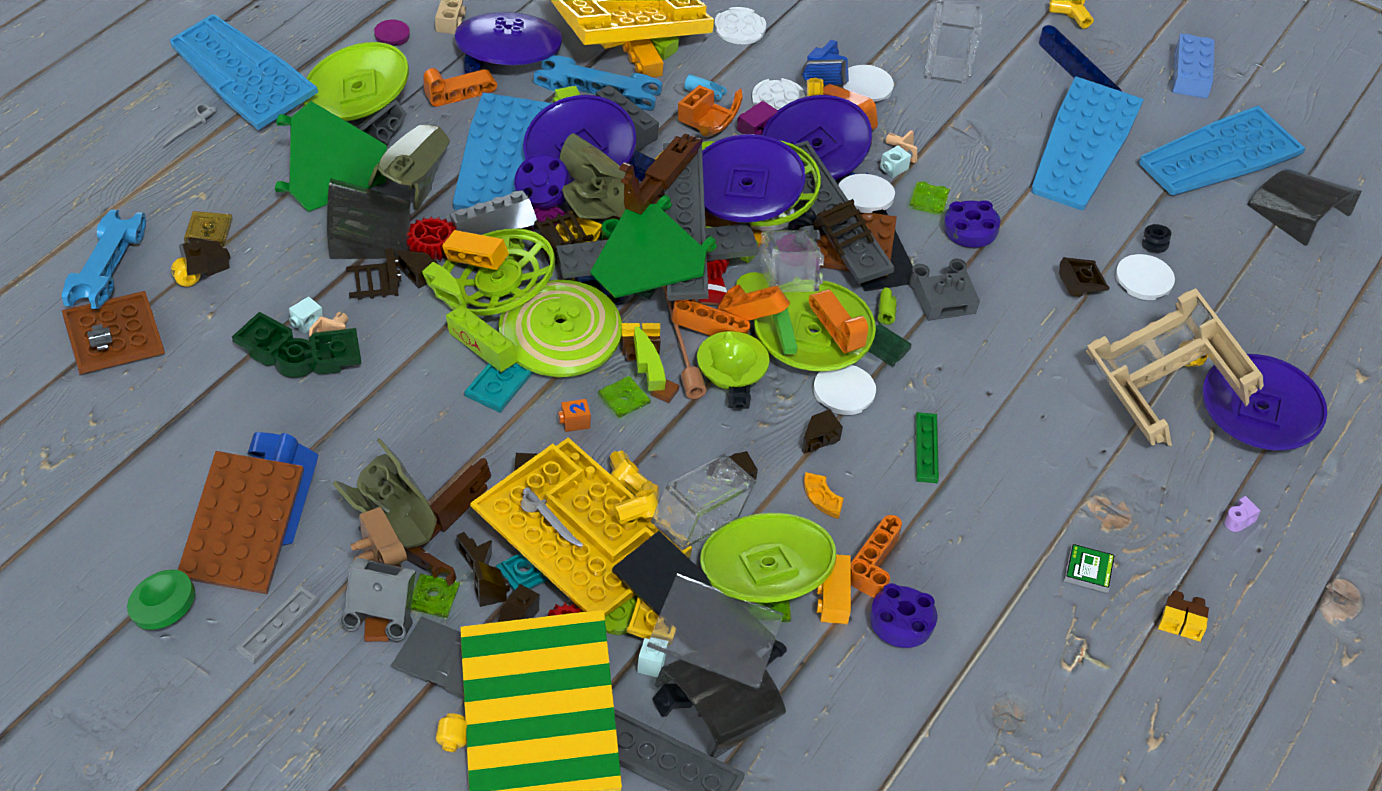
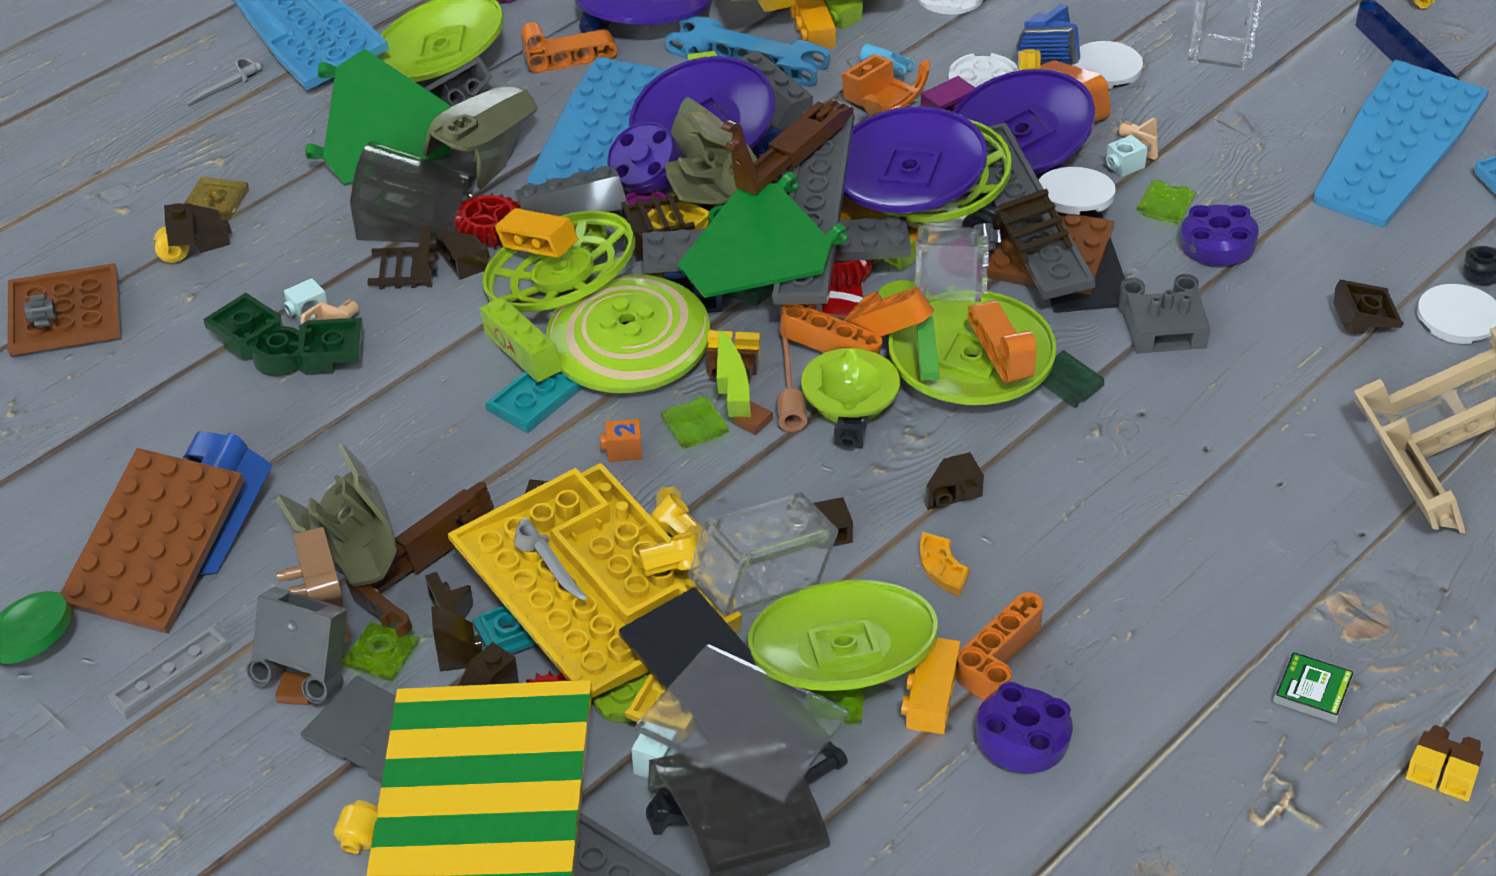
camera: 15 degrees right, 5 degrees down
(95, 277) = (59, 243): dark azure piece -> none
(443, 284) = (486, 272): lime slope -> none
(845, 390) = (1001, 432): white tile -> none
(887, 307) = (1079, 332): lime hinge -> none
(926, 448) = (1102, 513): green tile -> none

